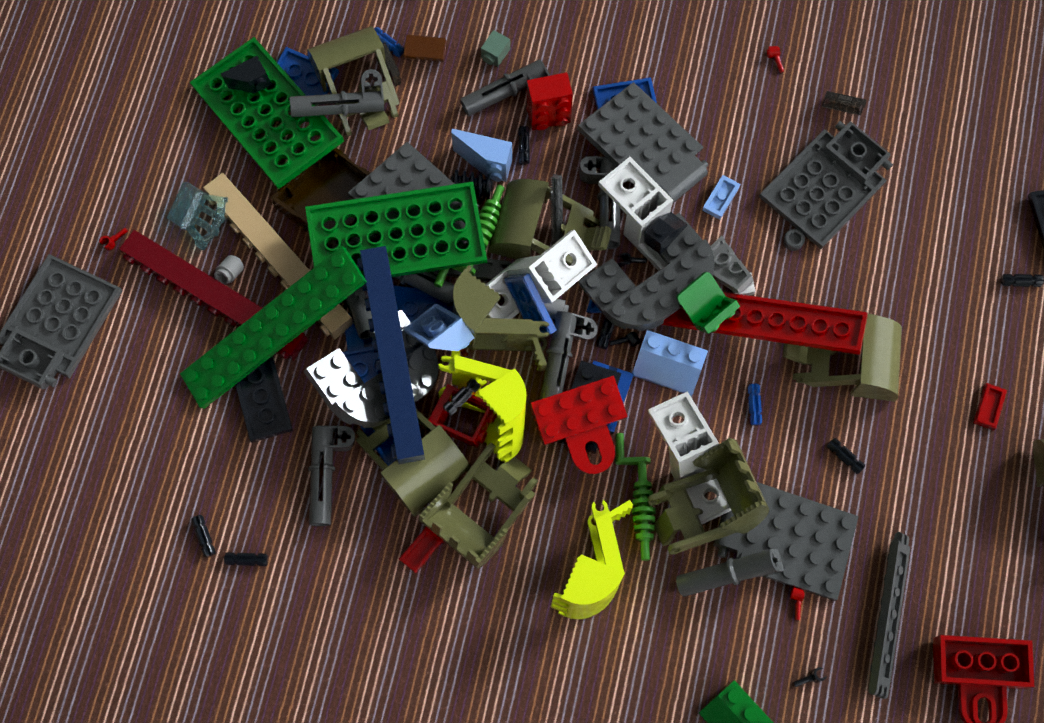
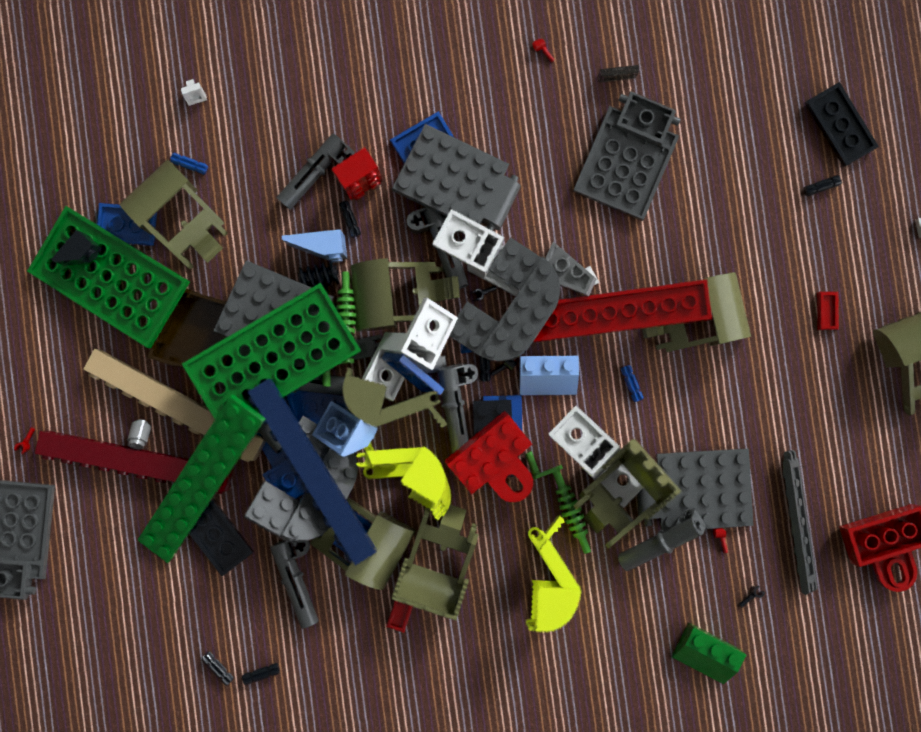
camera: 20 degrees left, 15 degrees up
(187, 208) = (78, 389): clear light blue plate -> none
(367, 101) = (195, 237): dark grey piece -> none
(391, 66) = (200, 186): clear smoke tile -> none
(425, 48) = (225, 159): reddish brown brick -> none
(439, 416) = (373, 494): red window -> none
(461, 396) = (385, 480): black axle -> none
(495, 48) = (288, 135): sand green brick -> none
(557, 207) = (404, 280): dark grey axle -> none
(663, 232) = (505, 263): black slope -> none
(706, 303) = (565, 318): green bracket -> none
(721, 197) = (540, 204): light blue plate -> none
(794, 239) = (616, 220): dark grey tile -> none
(846, 455) = (722, 400): black axle -> none

